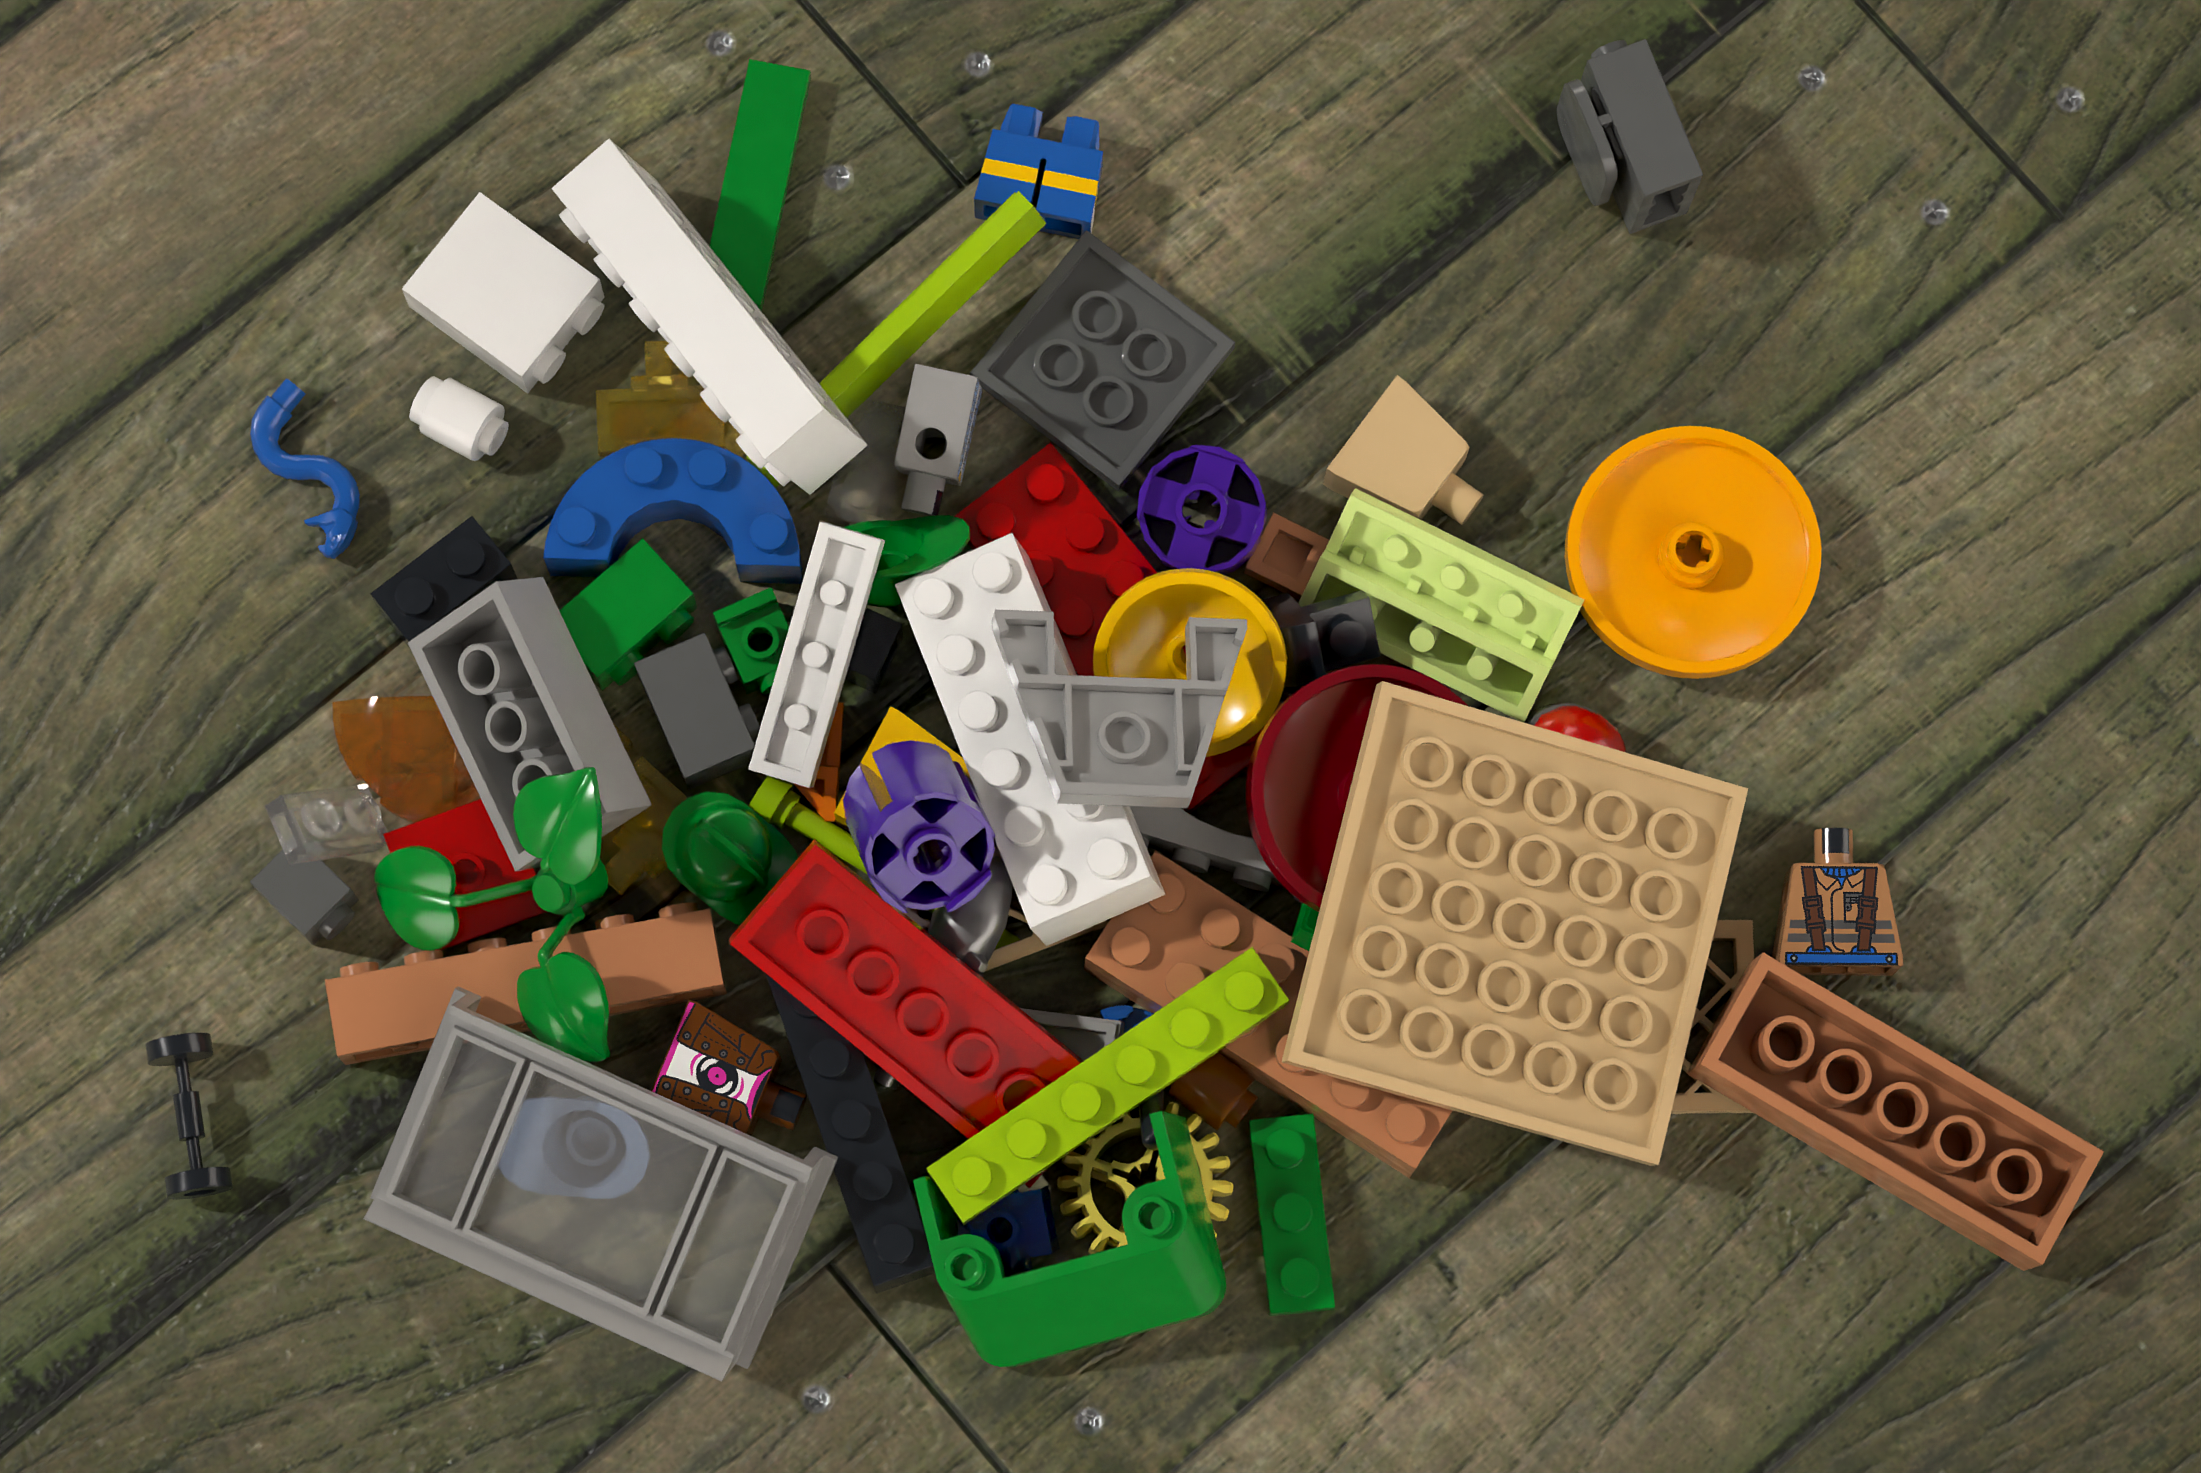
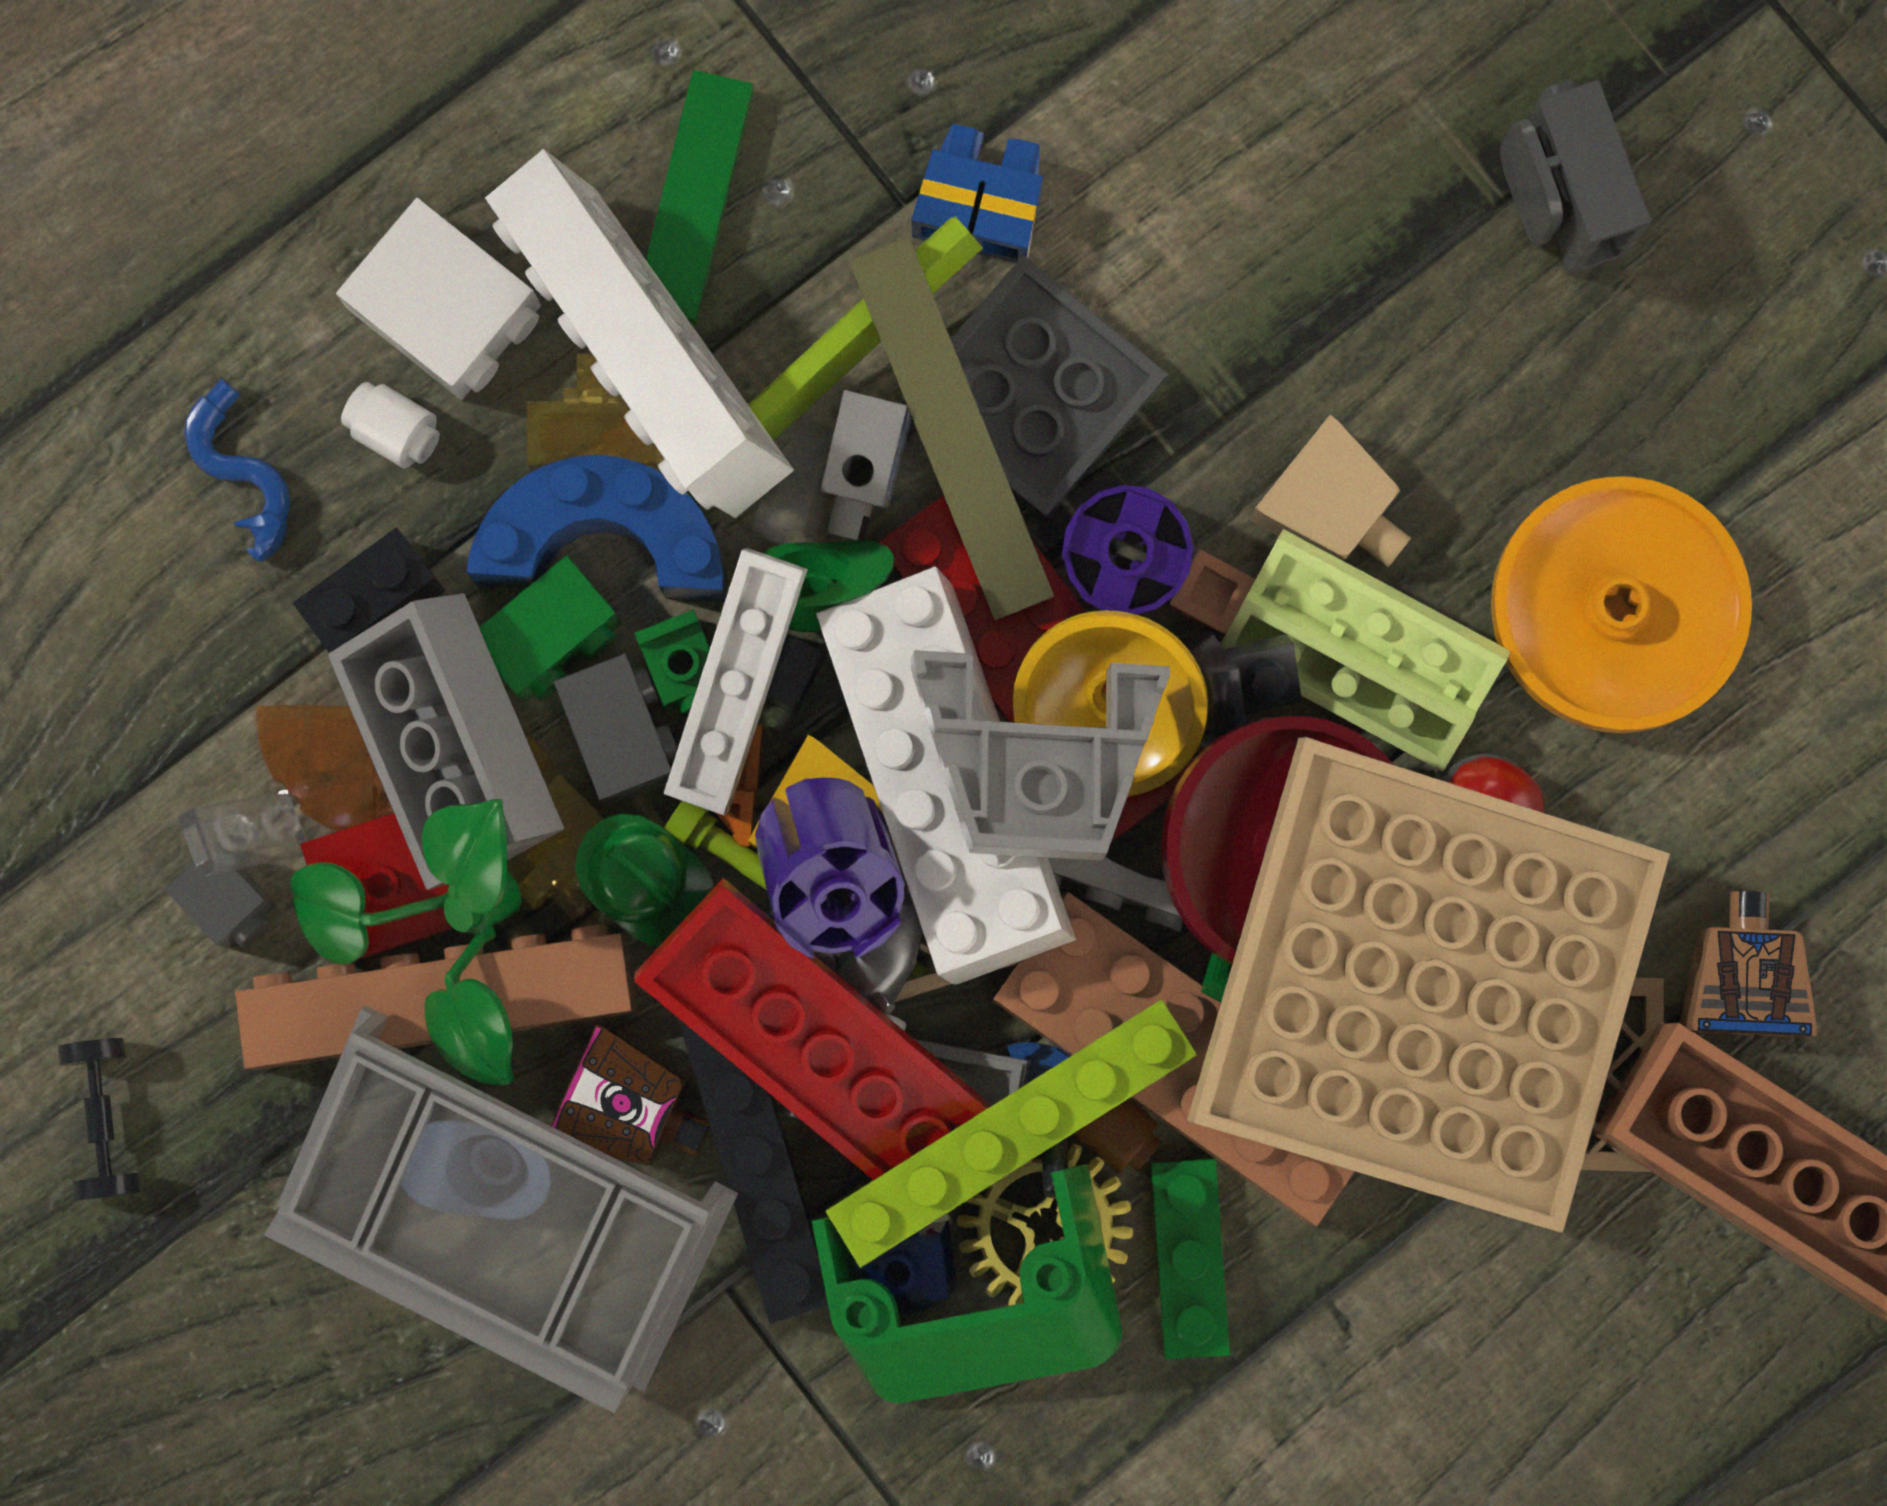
camera: 10 degrees right, 5 degrees up
(1022, 399) = (951, 427): none -> olive tile

